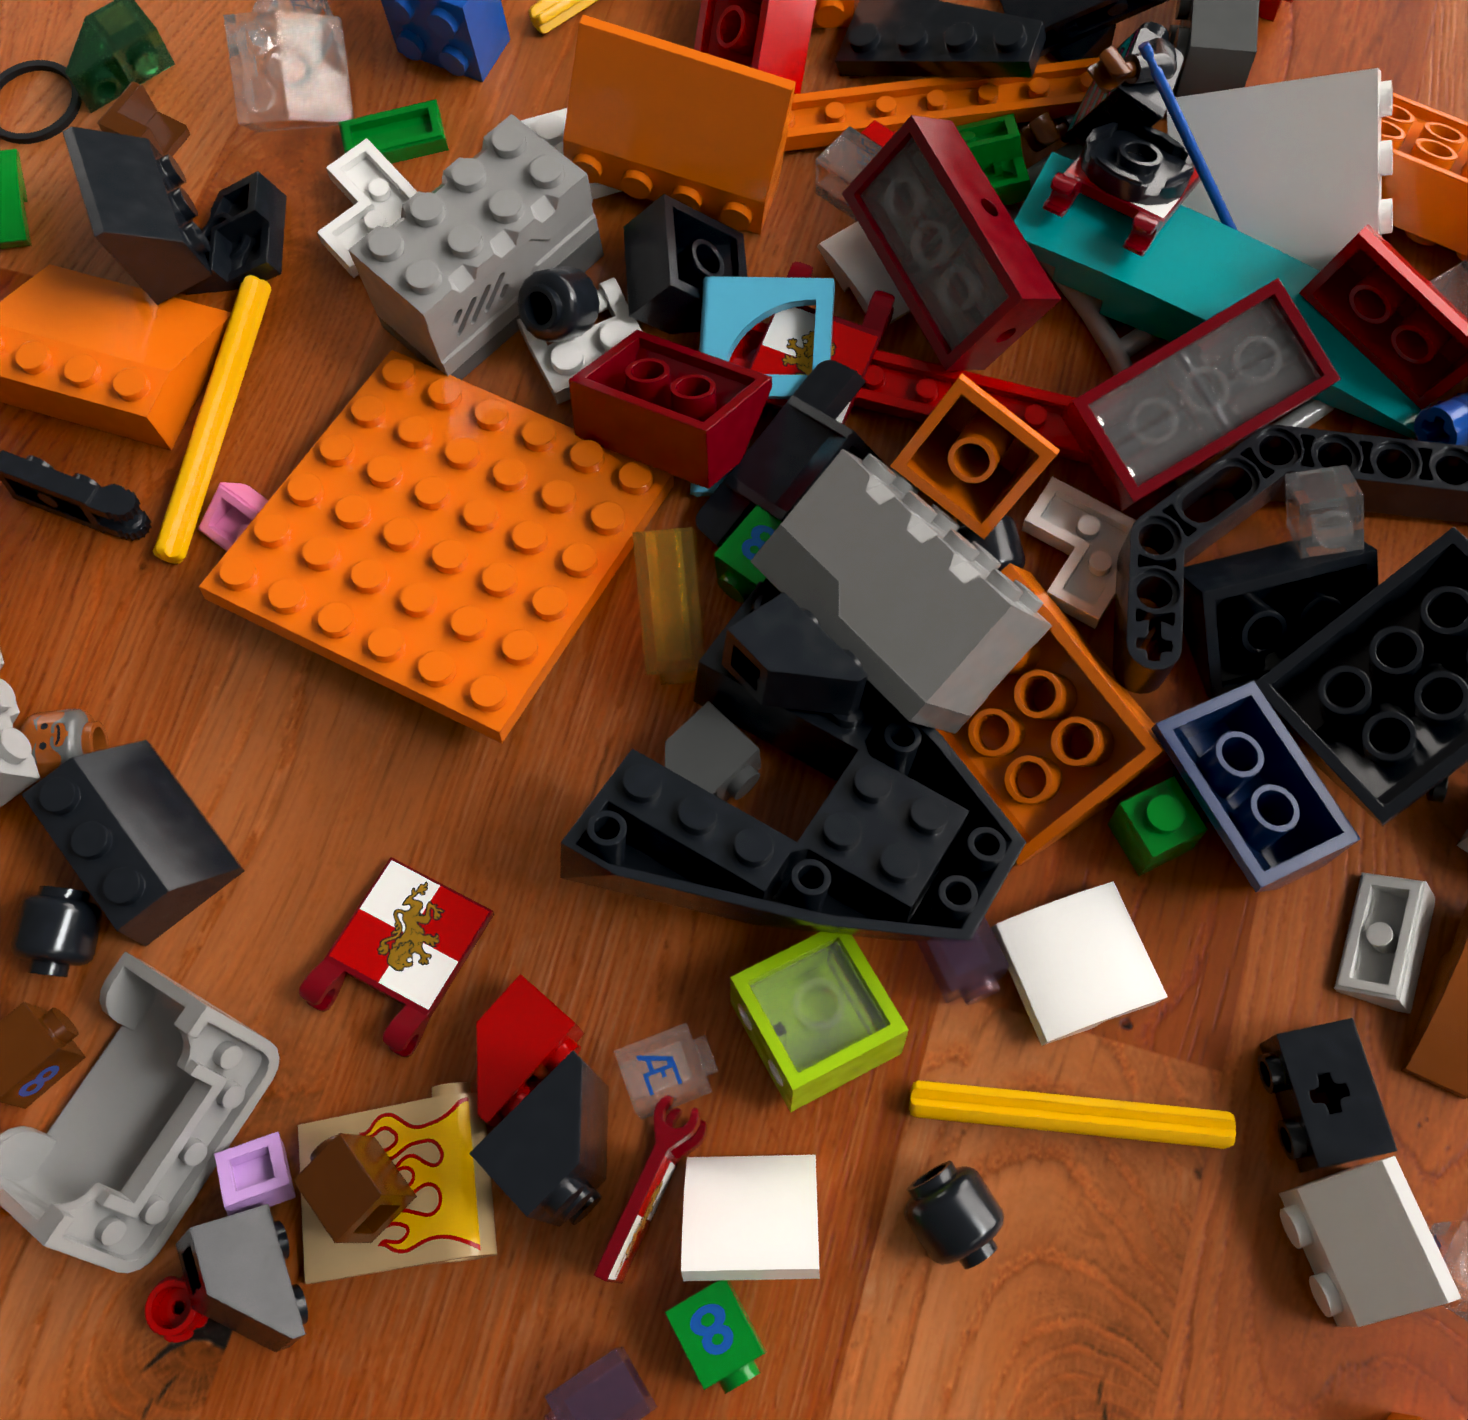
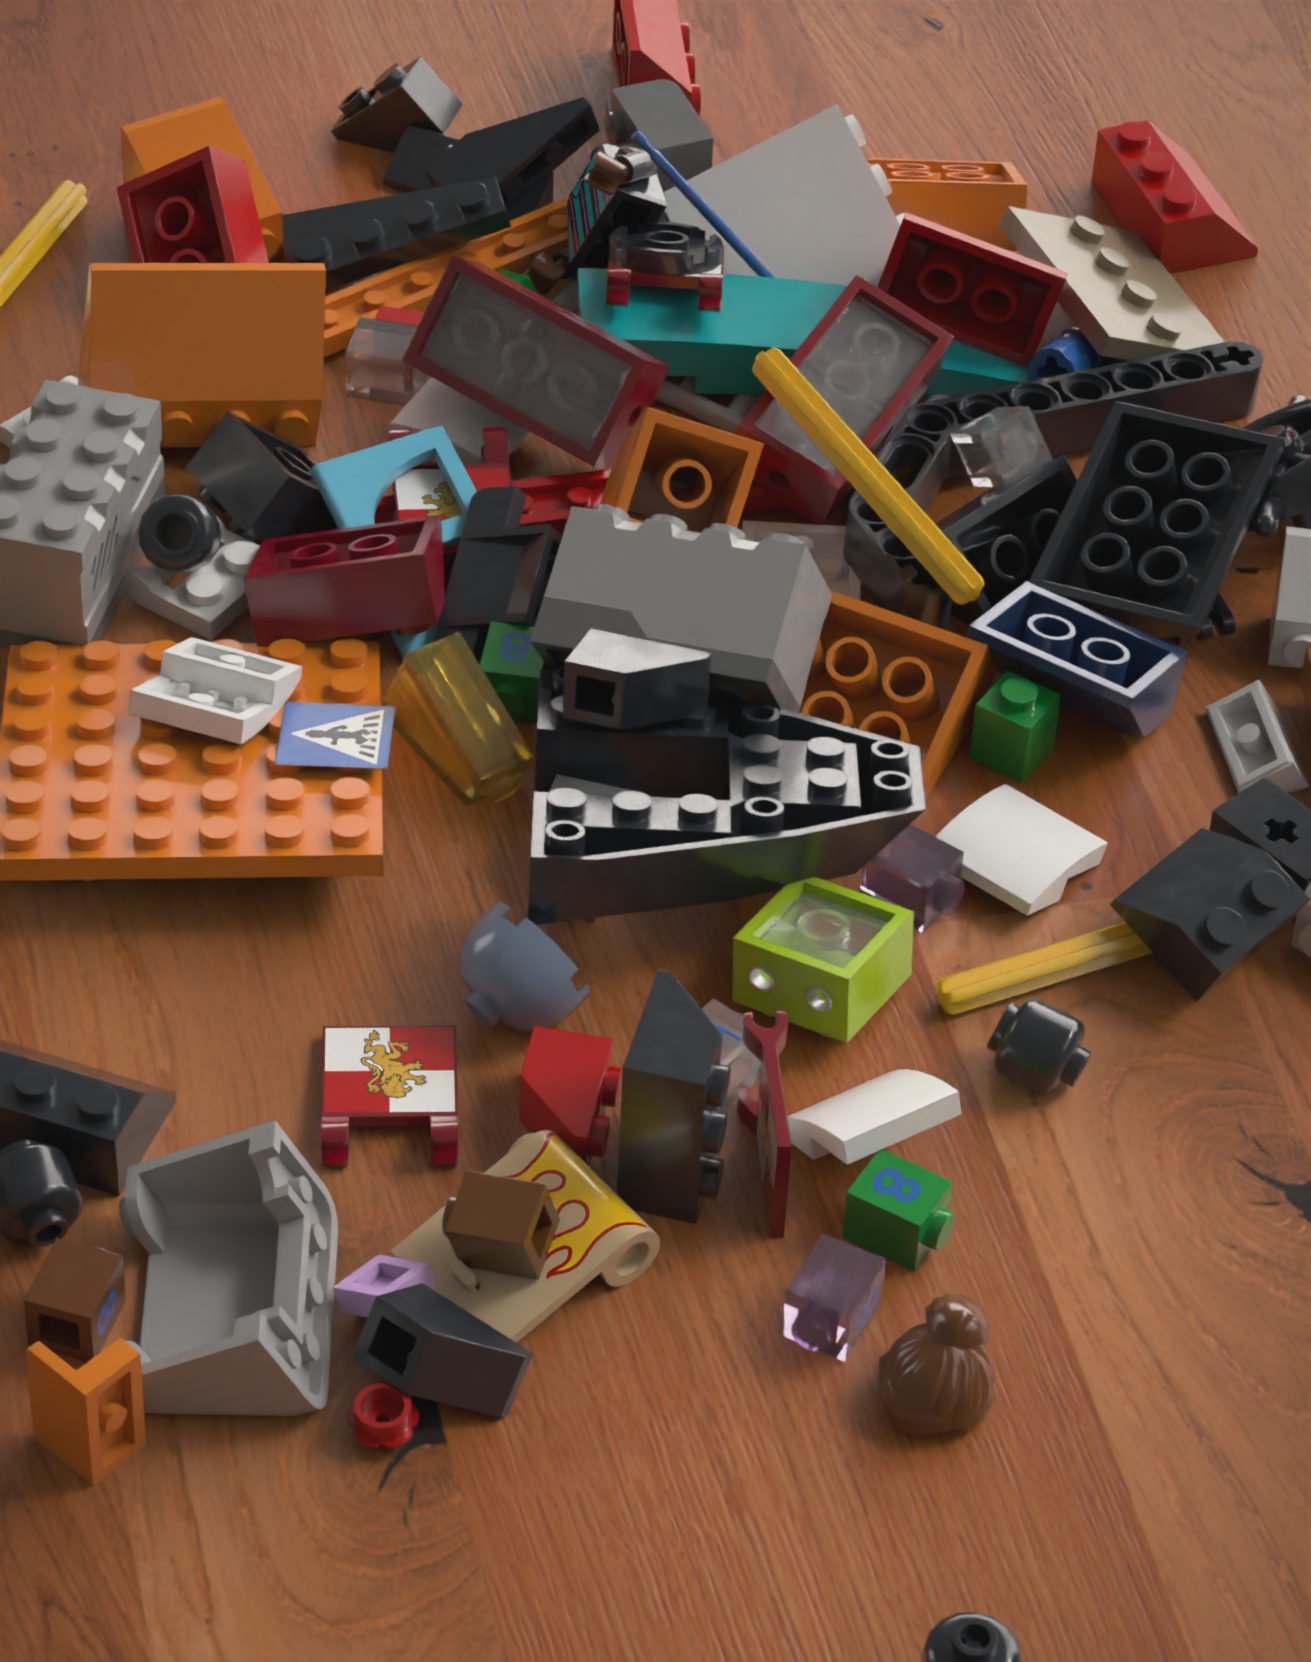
camera: 40 degrees left, 25 degrees down
(486, 484) = (215, 690): none -> white slope
(548, 913) = (517, 974): none -> sand blue cylinder
(550, 576) = (335, 735): none -> sticker
(1155, 515) = (868, 476): none -> yellow axle
(1206, 1151) = (1210, 907): none -> black slope

